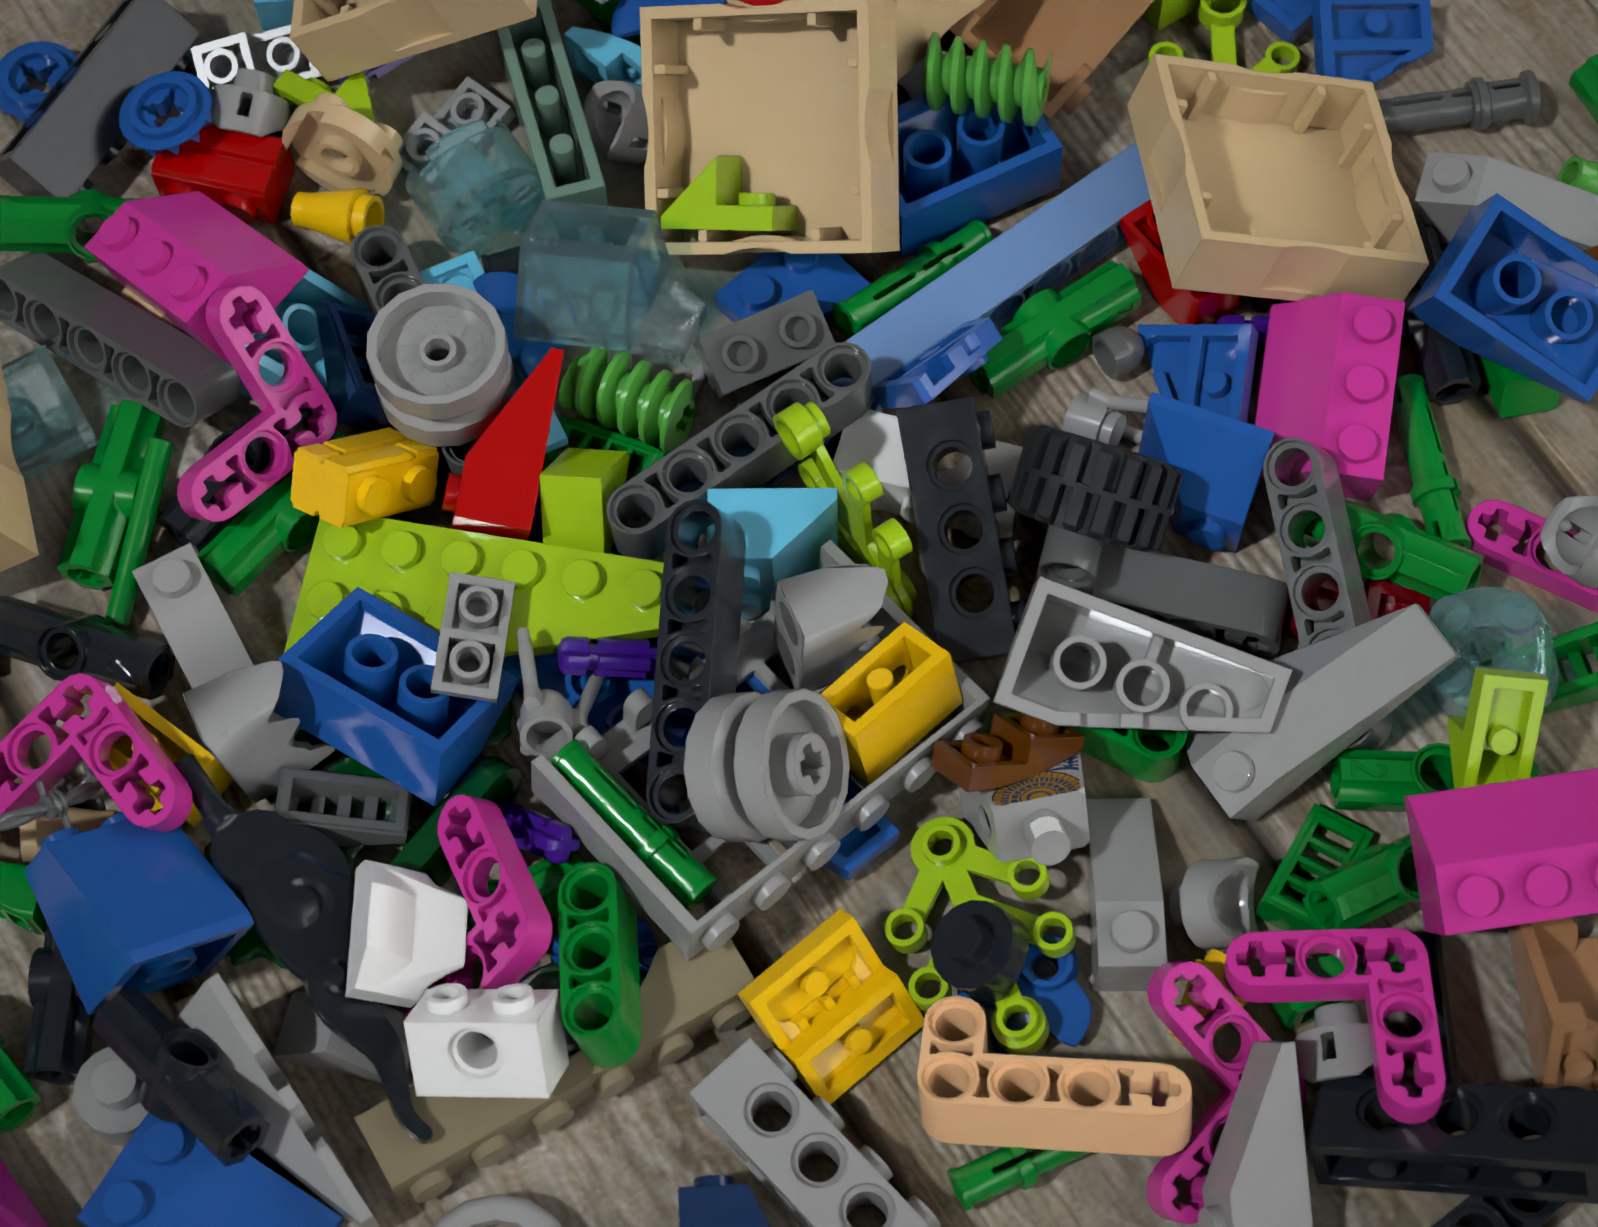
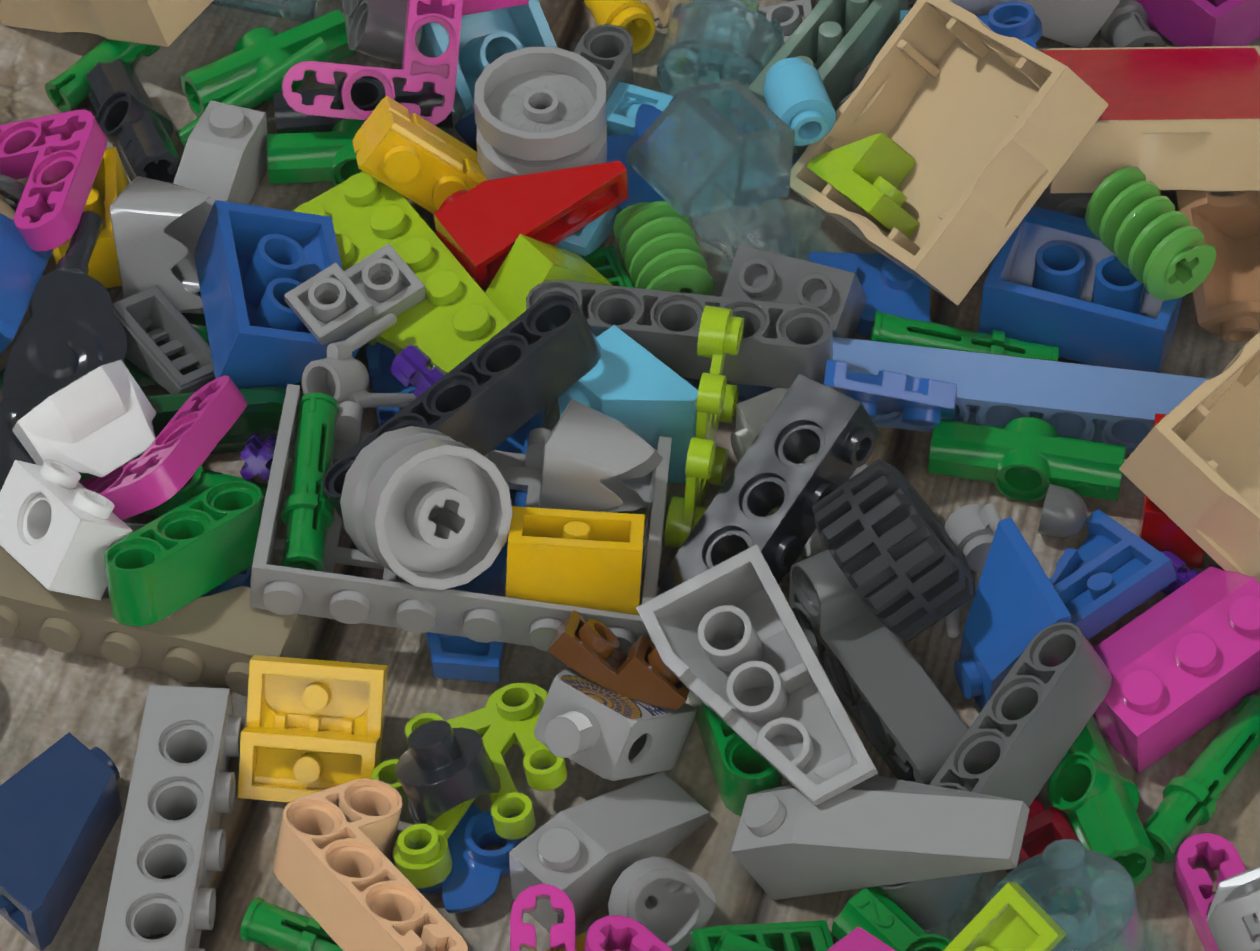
camera: 45 degrees right, 15 degrees down
(613, 177) = (800, 99): none -> medium azure brick

